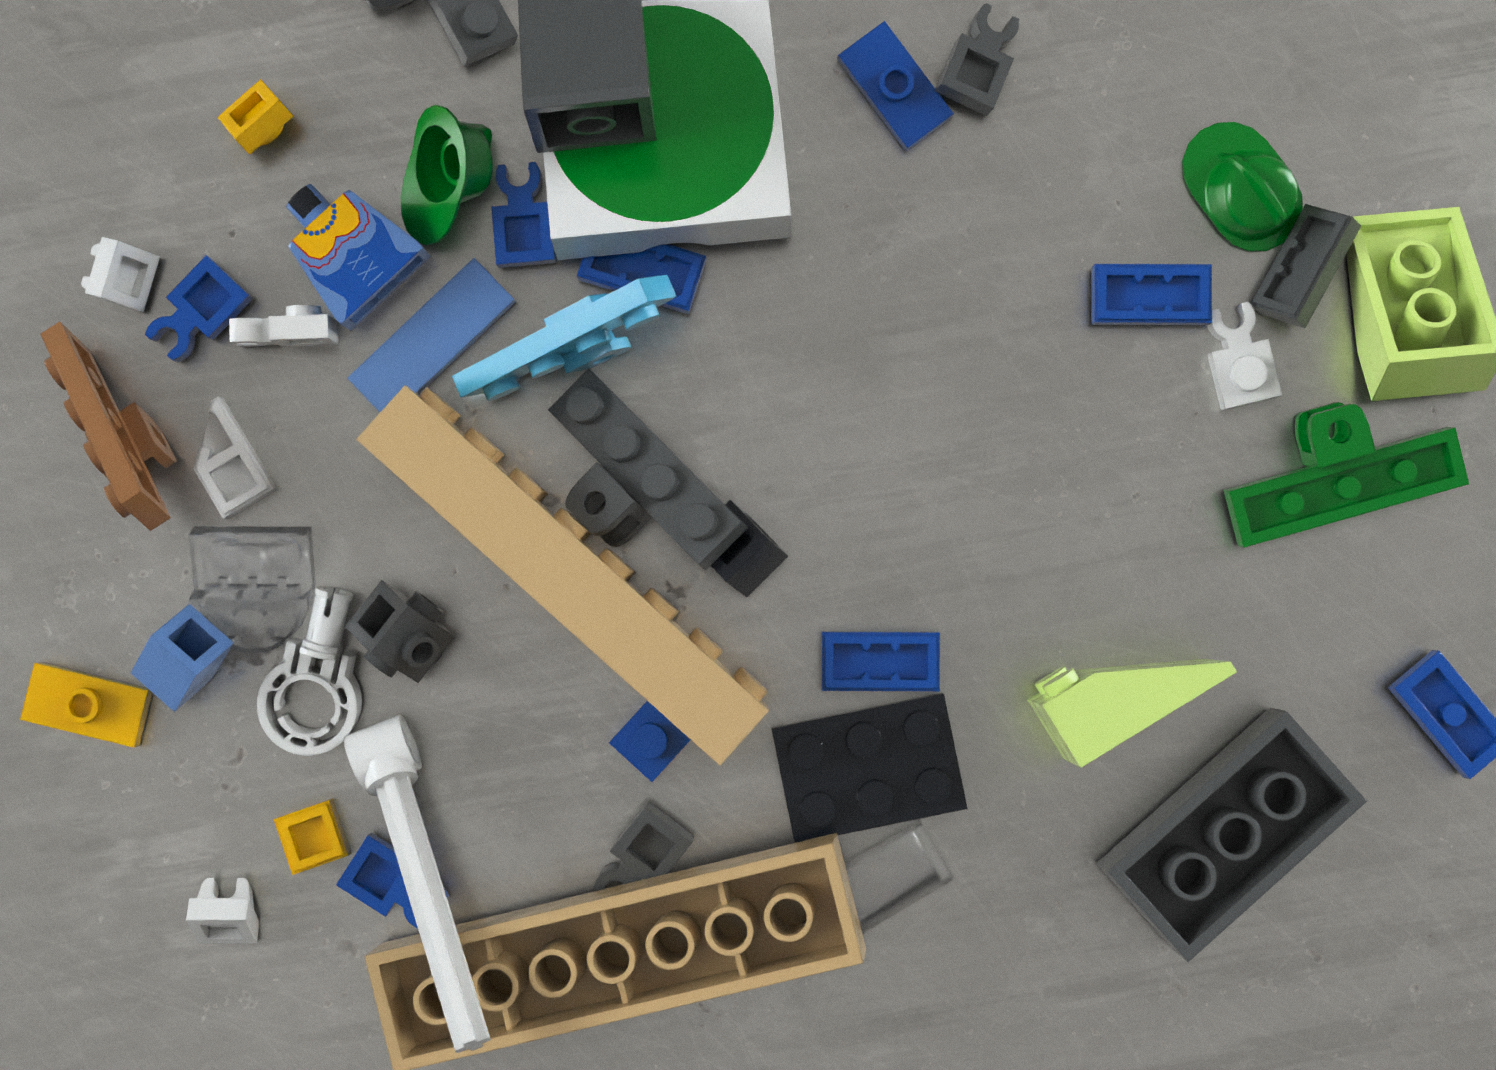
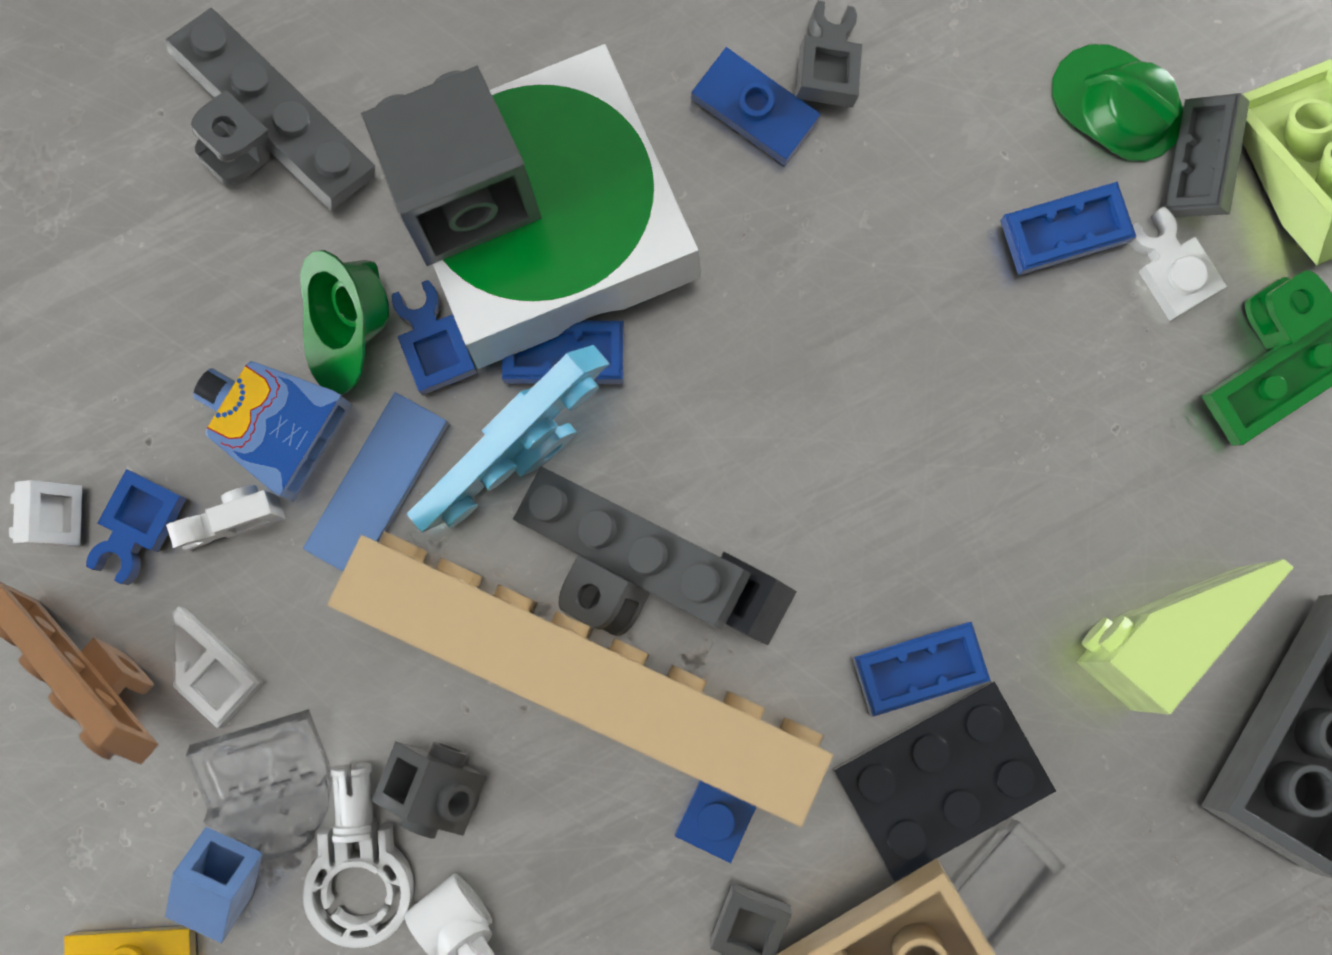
camera: 15 degrees left, 5 degrees down
(255, 117) = (139, 320): yellow plate -> none

